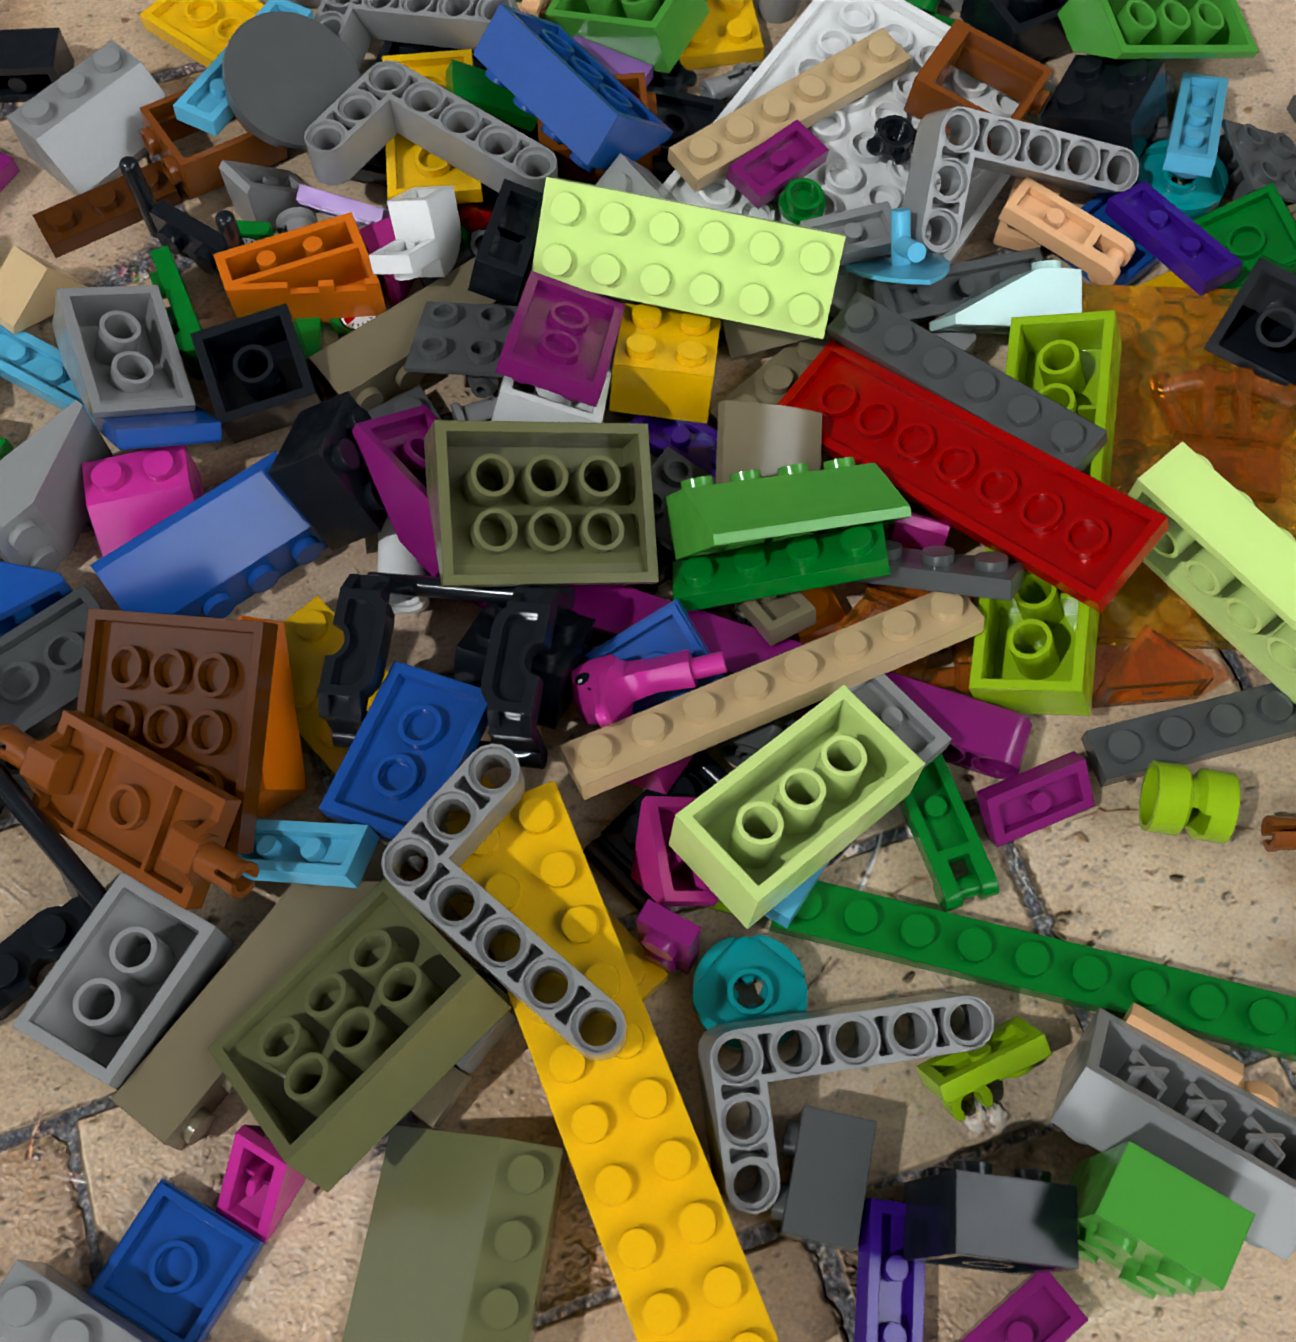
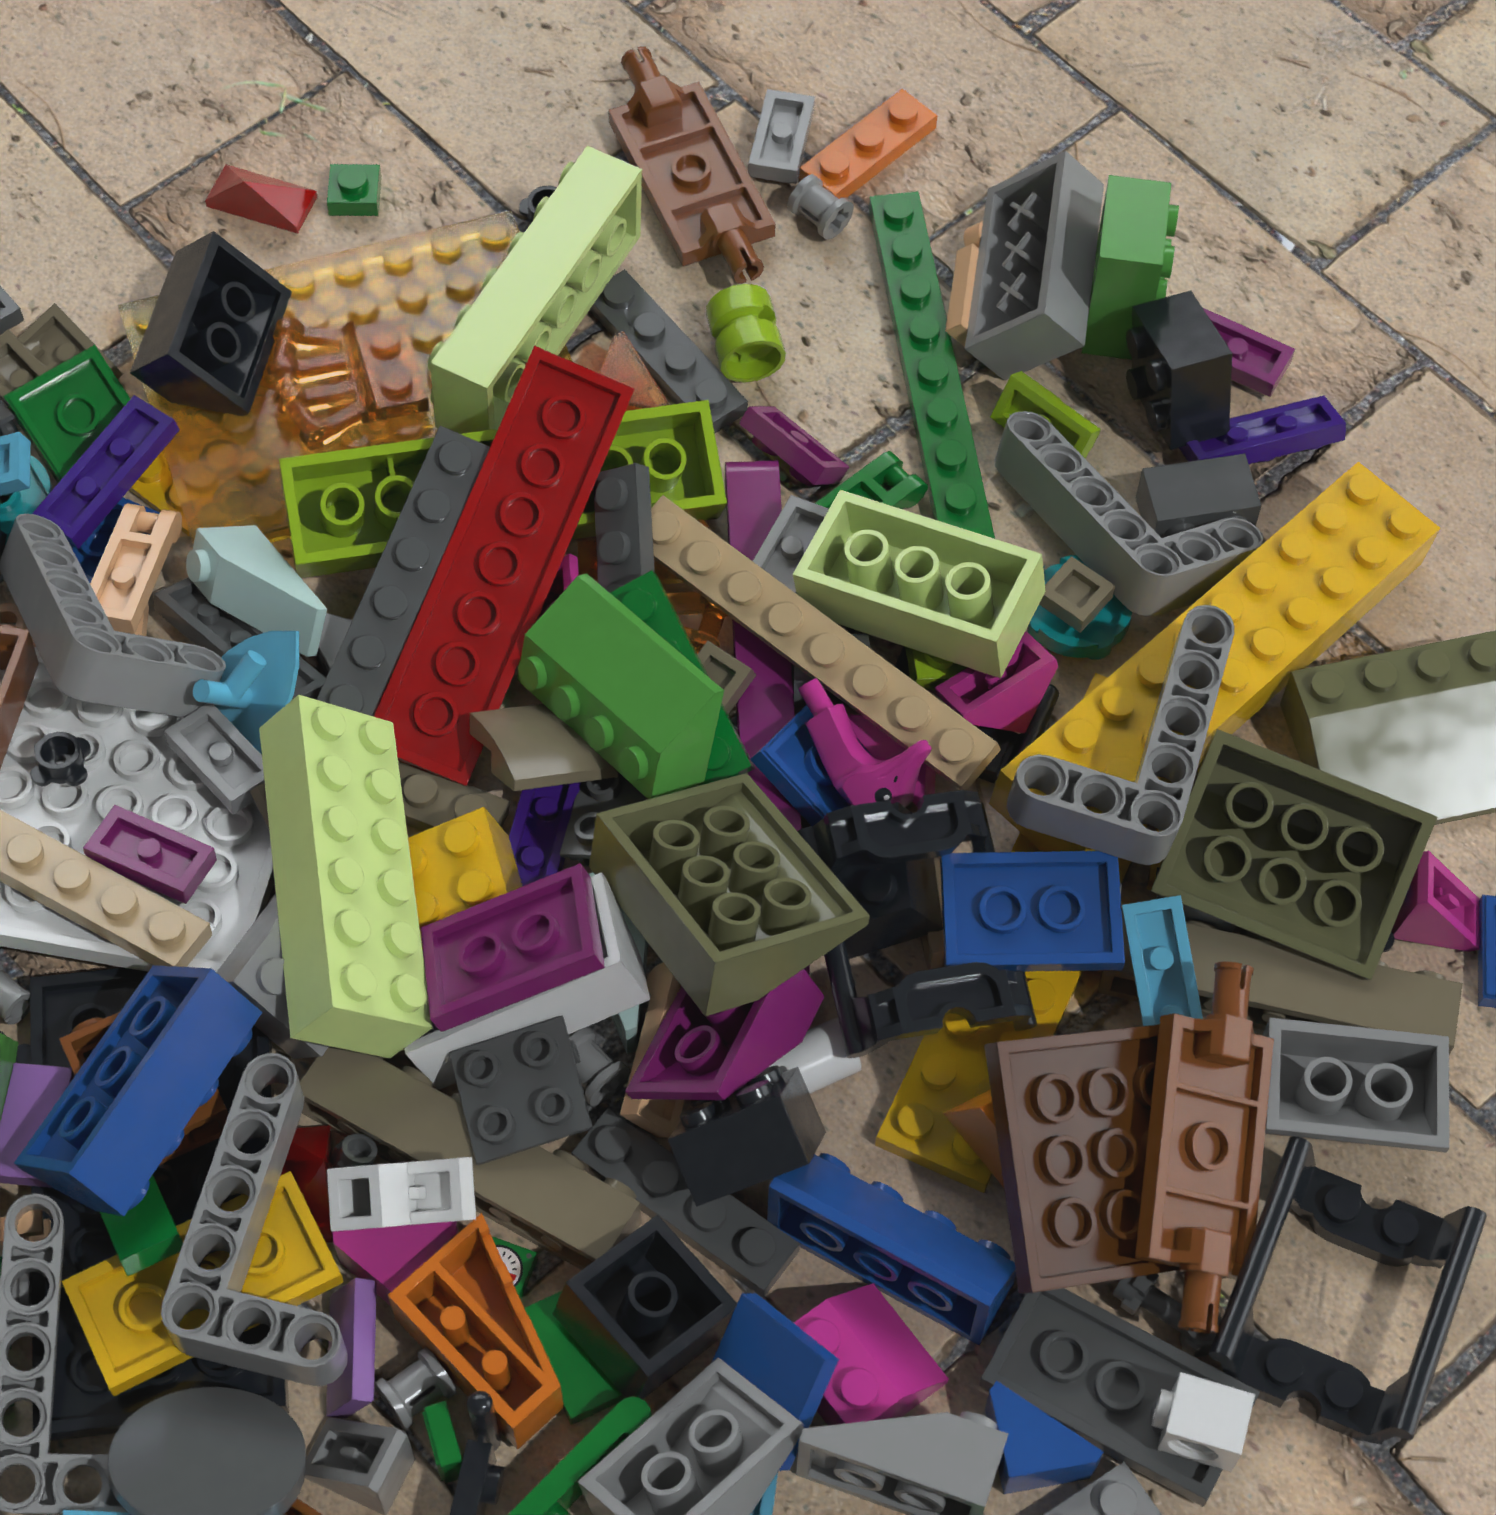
camera: 115 degrees left, 5 degrees down
(507, 244) = (386, 1074): black brick -> none
(667, 938) = (1078, 661): magenta plate -> none
(747, 976) = (1076, 594): none -> dark tan plate
(801, 200) = (193, 815): green plate -> none

